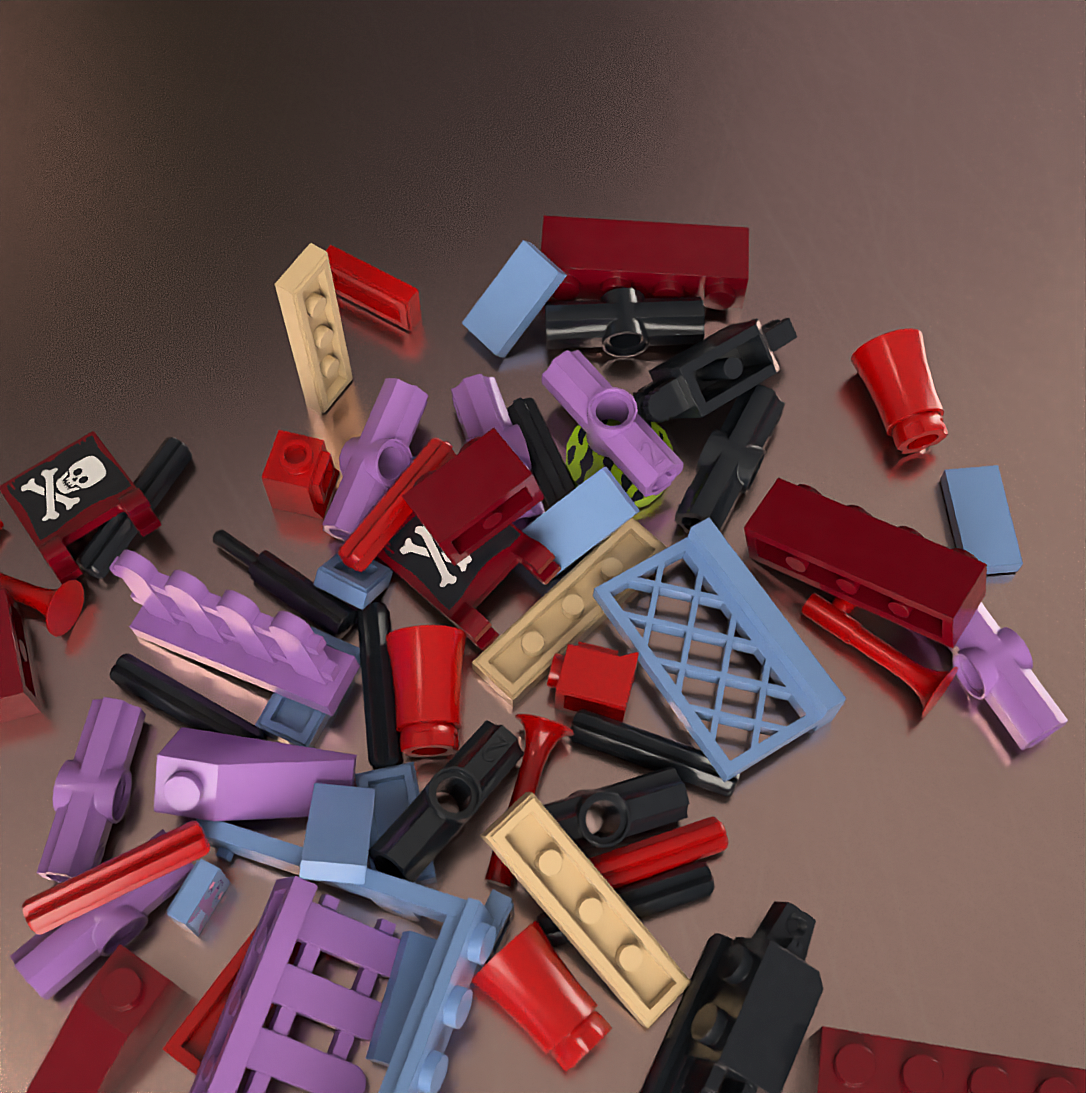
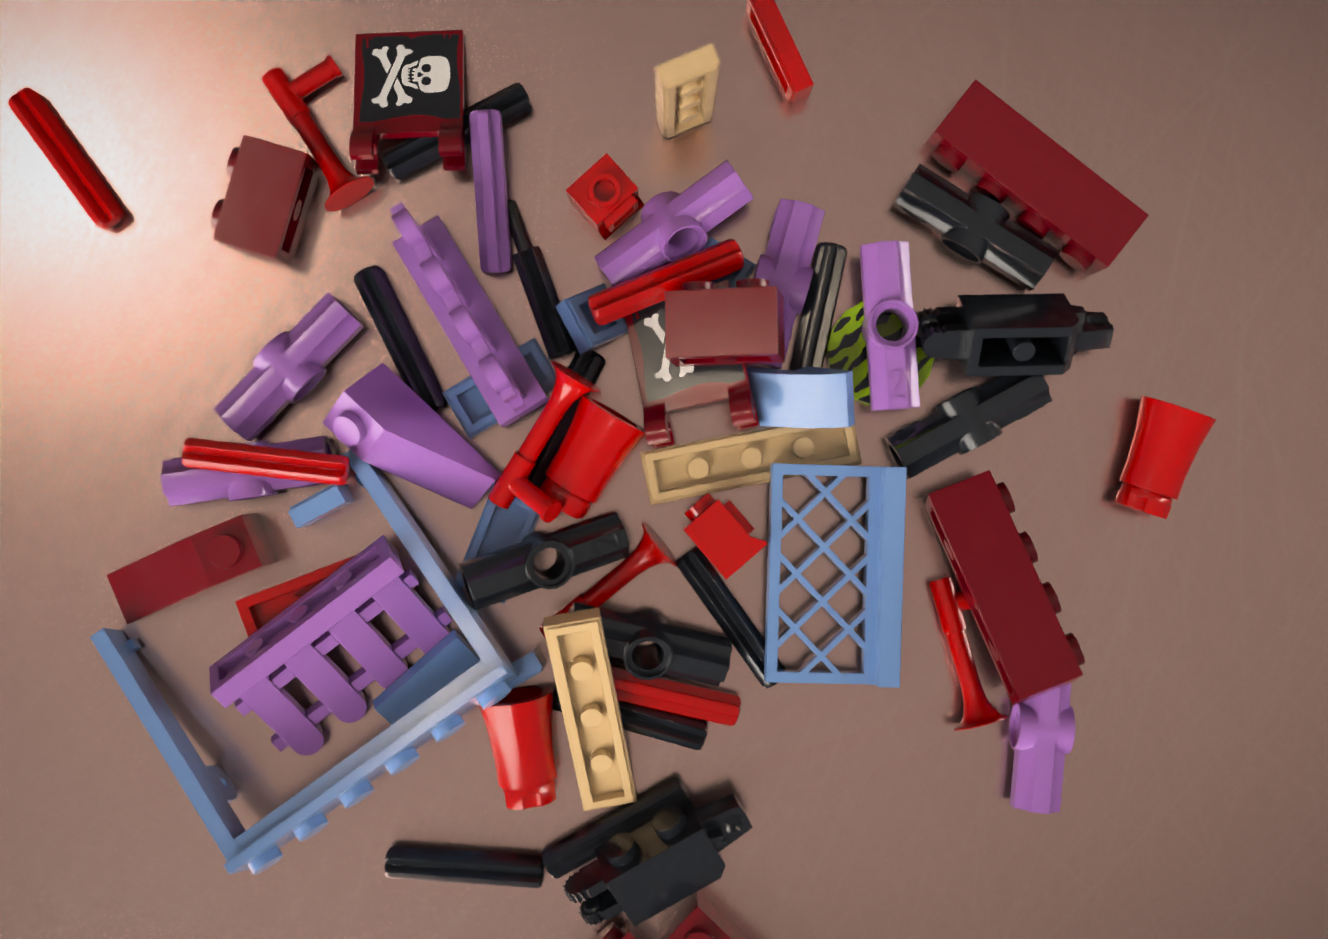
camera: 30 degrees right, 25 degrees up
(194, 527) = (490, 190): none -> medium lavender axle
(338, 834) = (444, 538): medium blue tile -> none
(371, 747) = (513, 480): none -> red piece
(514, 299) = (893, 145): medium blue tile -> none
(982, 517) = (1134, 604): medium blue tile -> none

